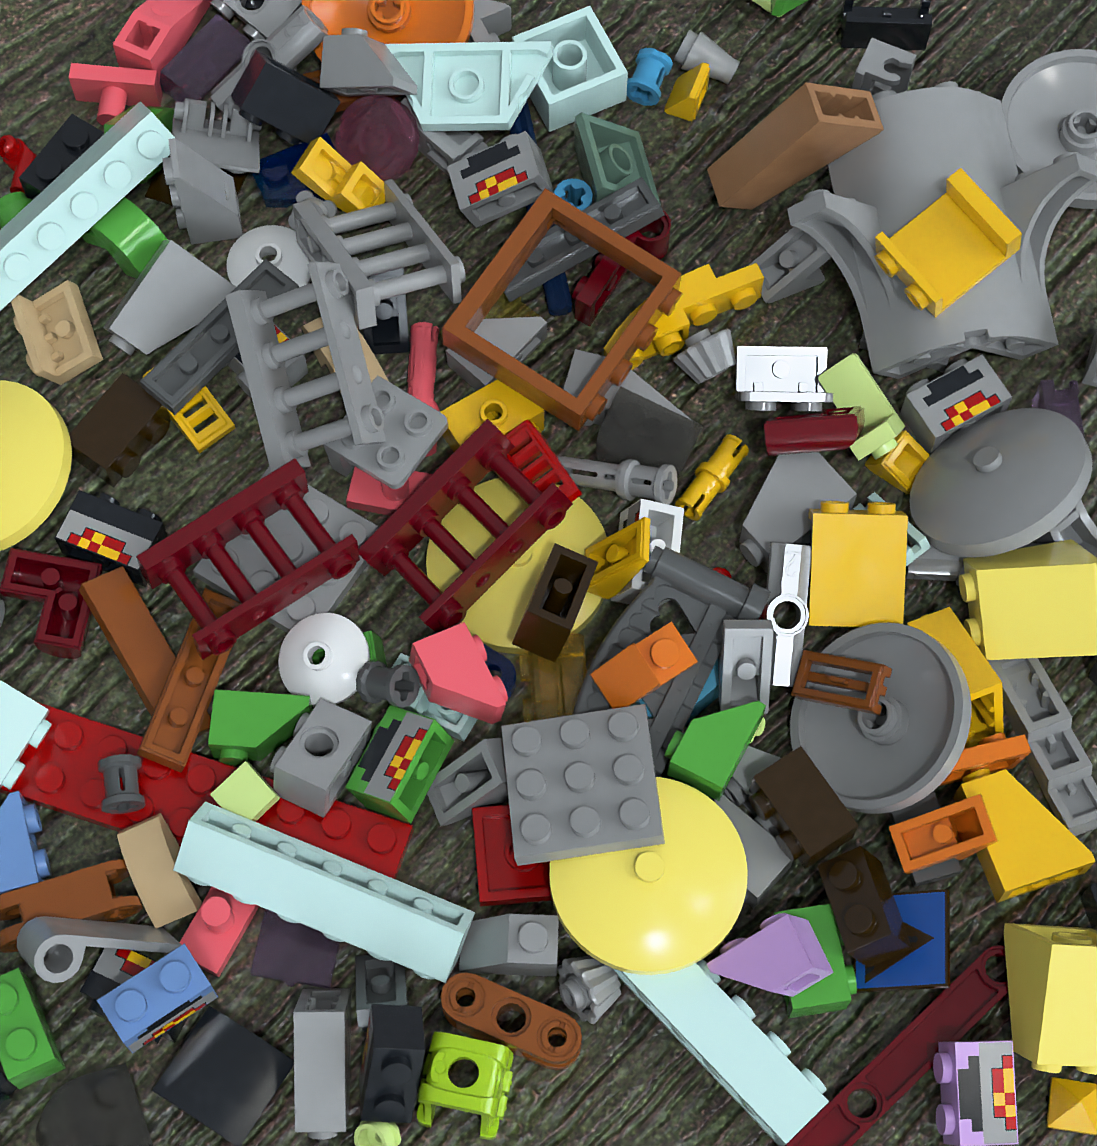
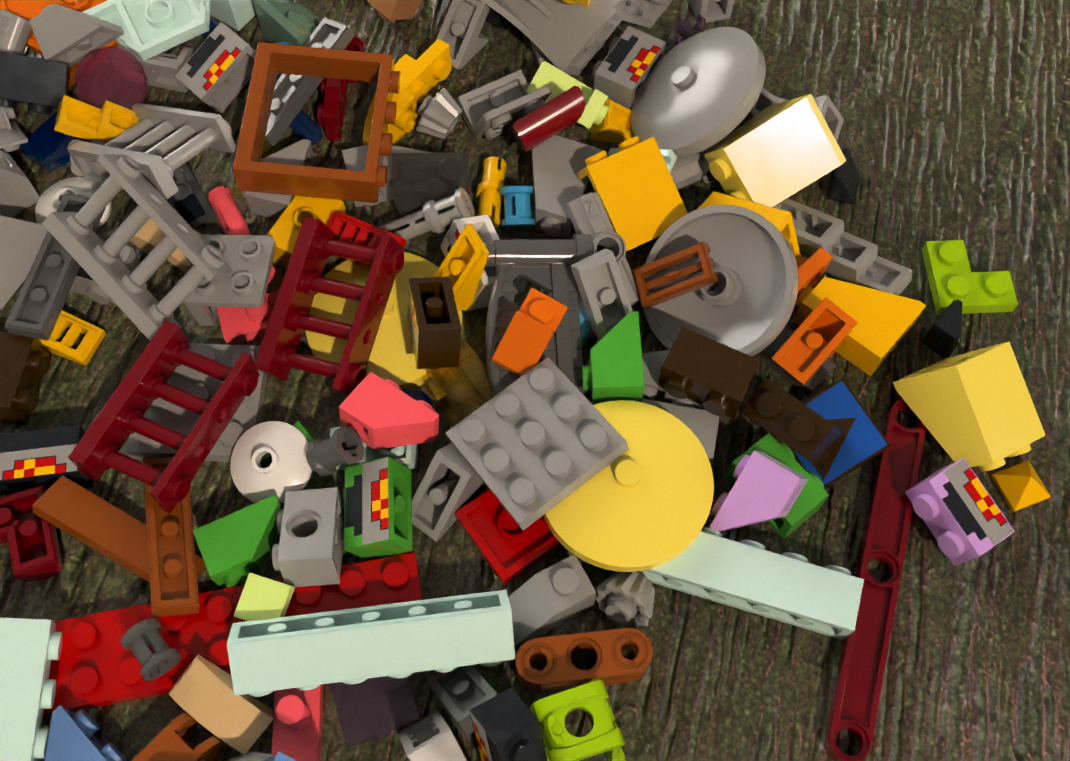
camera: 30 degrees left, 5 degrees down
(727, 510) = (517, 206): none -> dark azure bush

